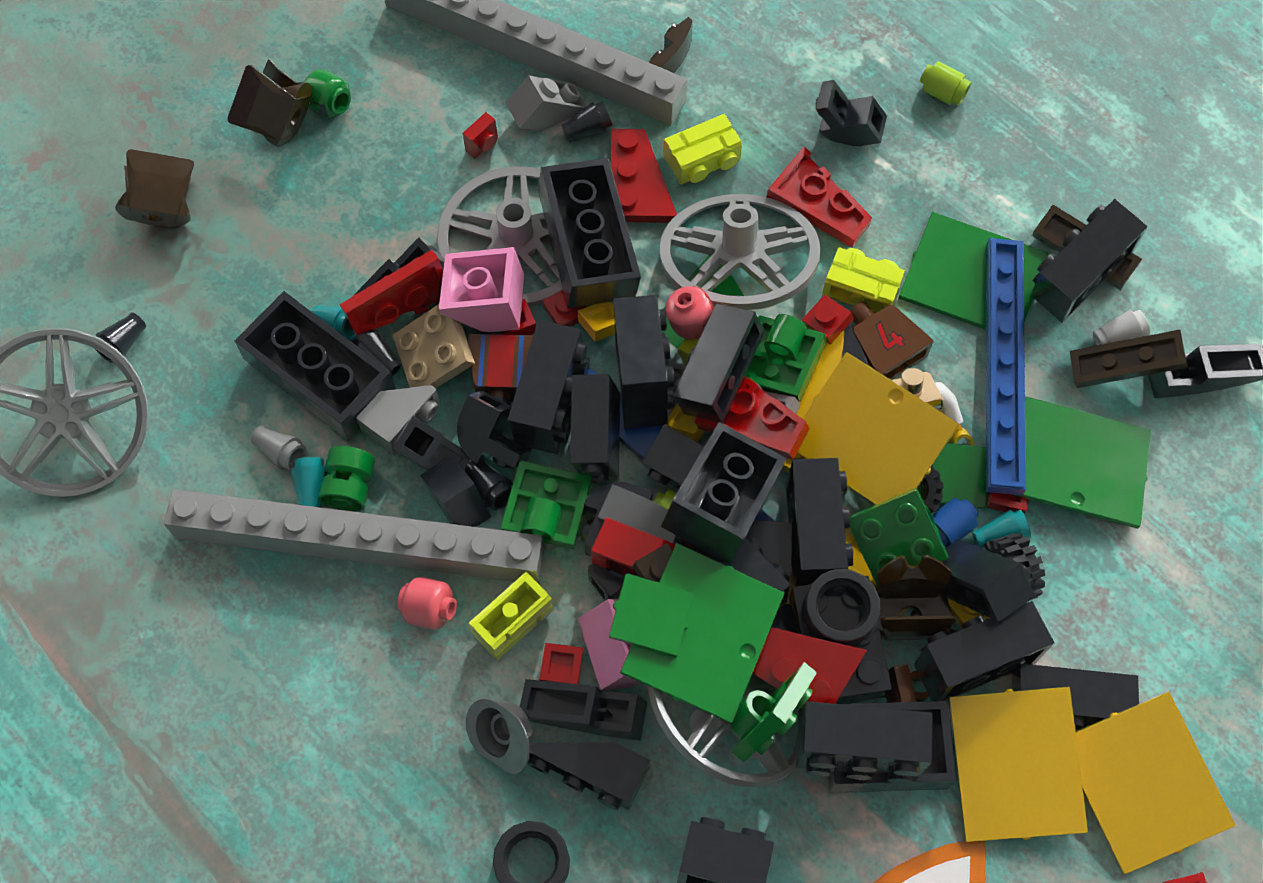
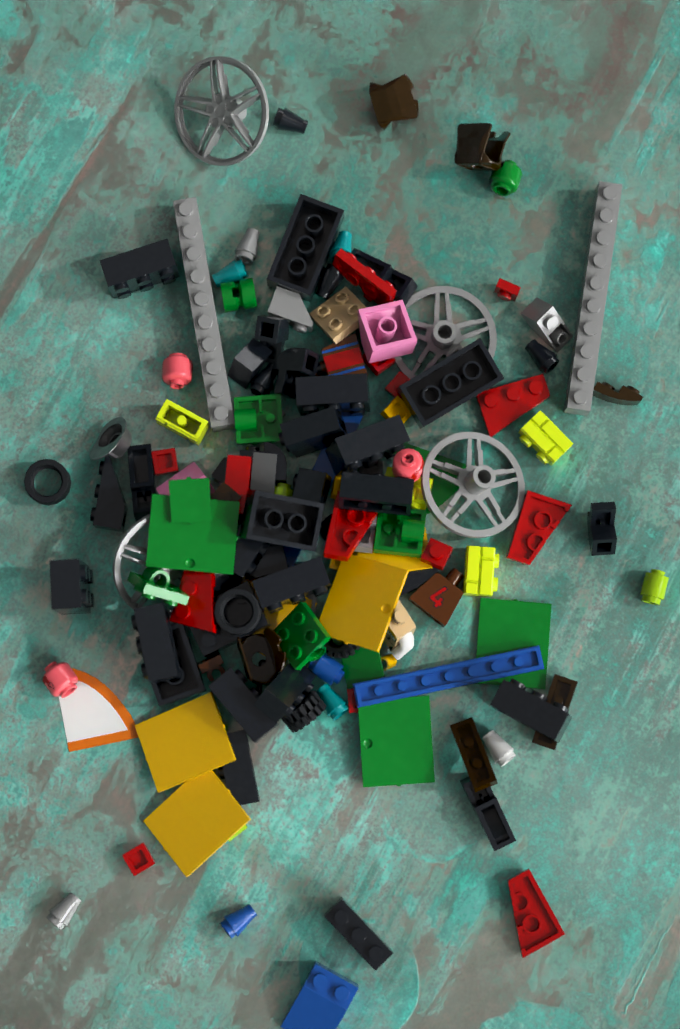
camera: 70 degrees right, 15 degrees up
(247, 606) = (140, 269): none -> black brick

